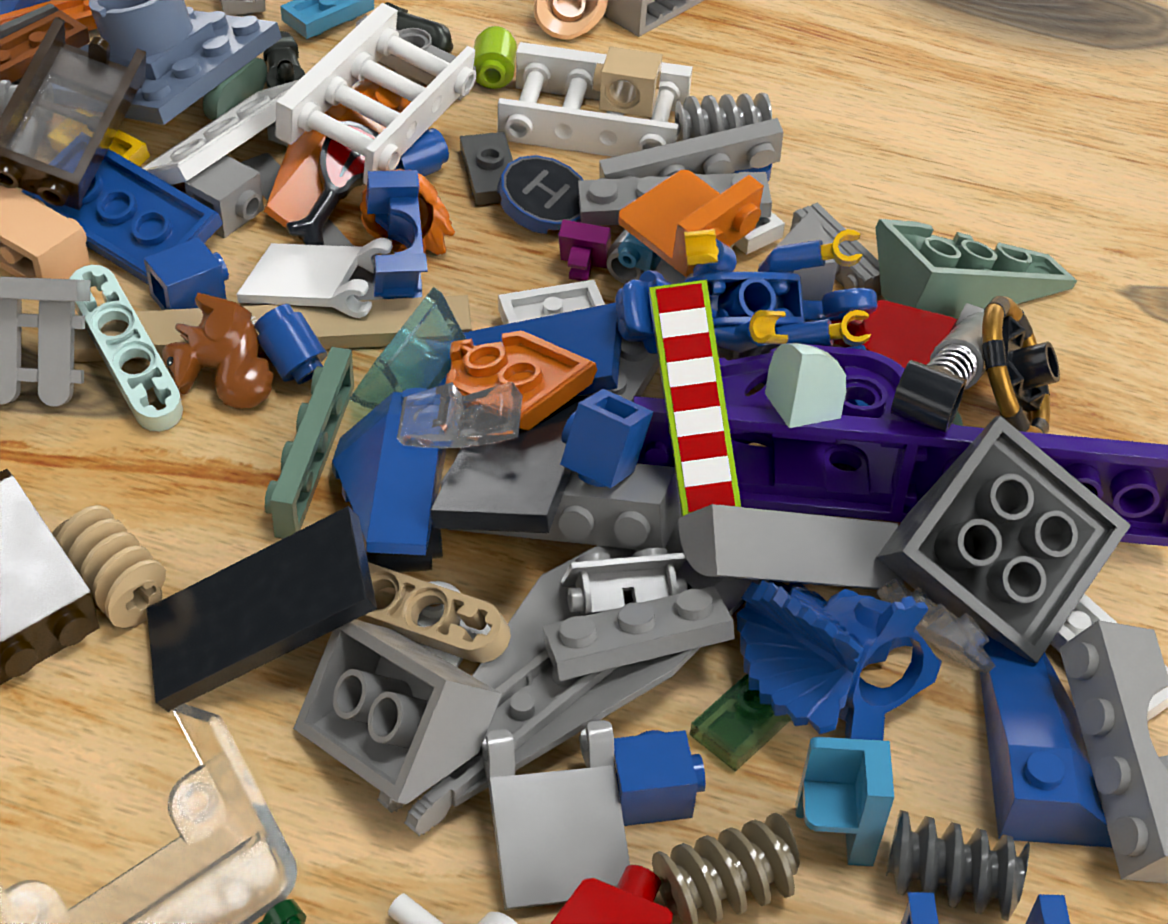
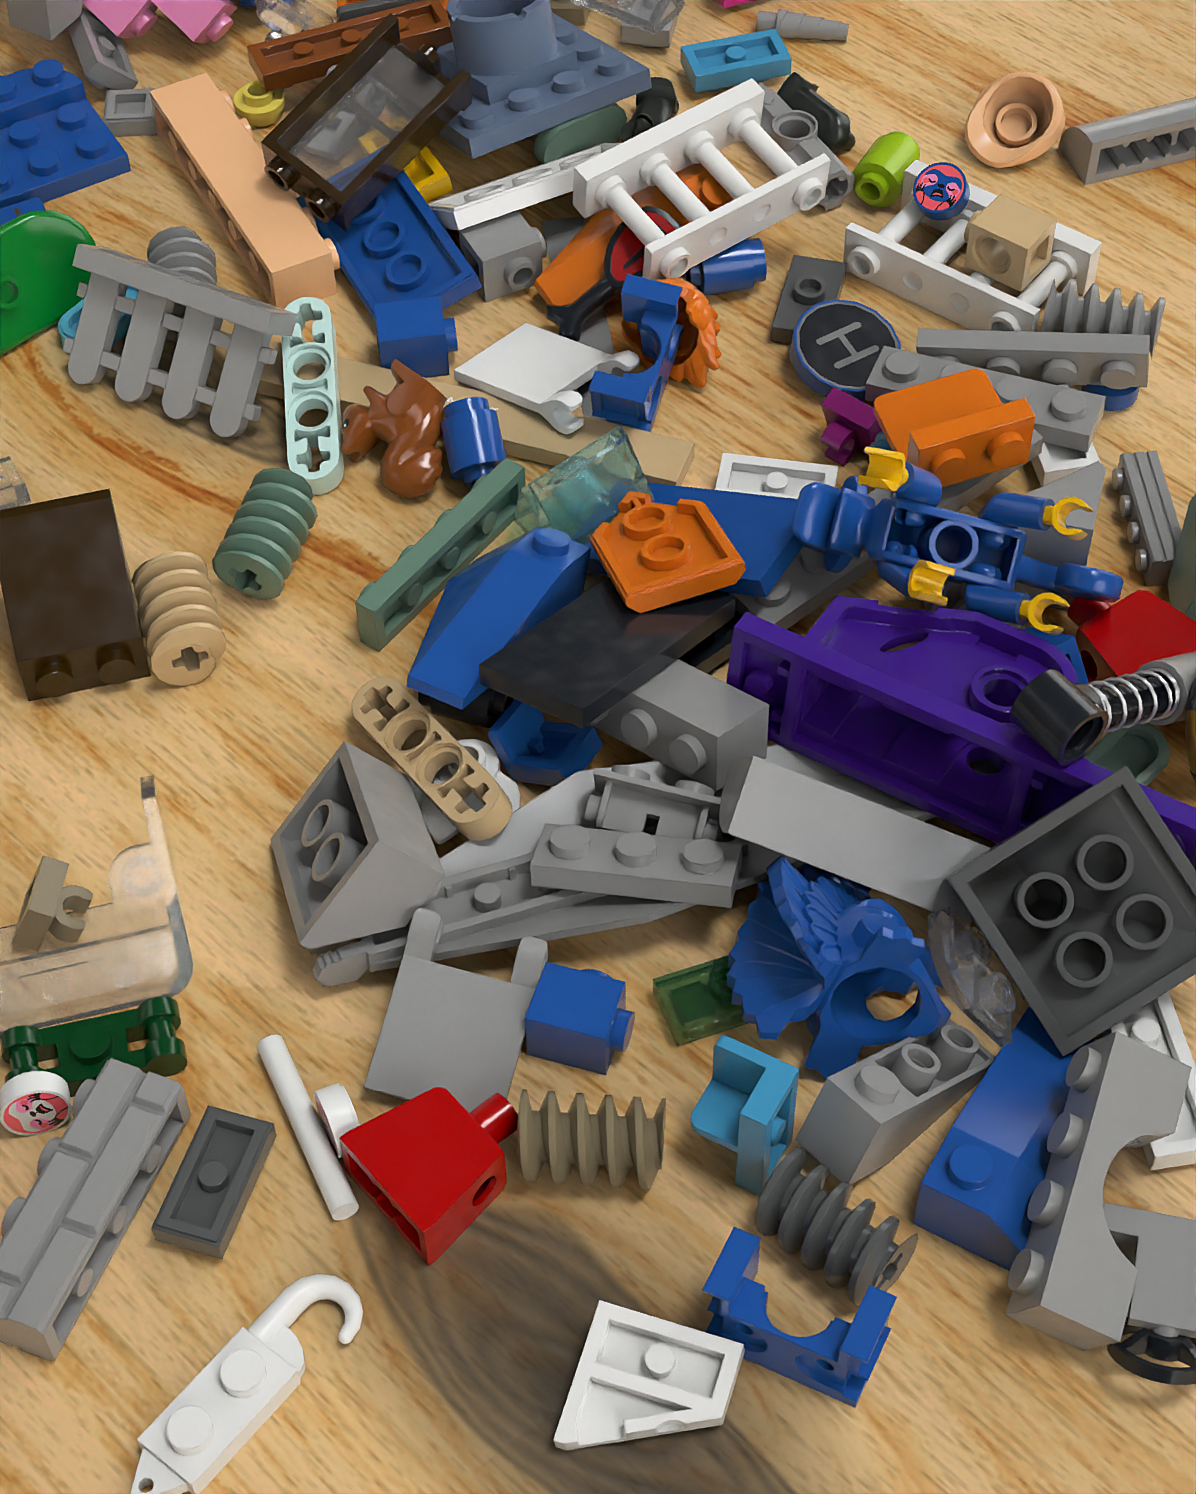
camera: 30 degrees right, 5 degrees up
(124, 861) = (45, 907): none -> dark tan tile
(151, 471) = (266, 534): none -> sand green piece
(259, 609) = (284, 707): black tile -> none
(450, 420) = (565, 577): clear slope -> none
(492, 570) = (541, 749): none -> blue bracket
(555, 58) = (941, 191): none -> tile
(605, 438) = (692, 647): blue brick -> none
(694, 396) = (798, 633): tile -> none
(805, 385) = (927, 662): light aqua brick -> none
(935, 747) = (891, 1099): none -> light grey slope

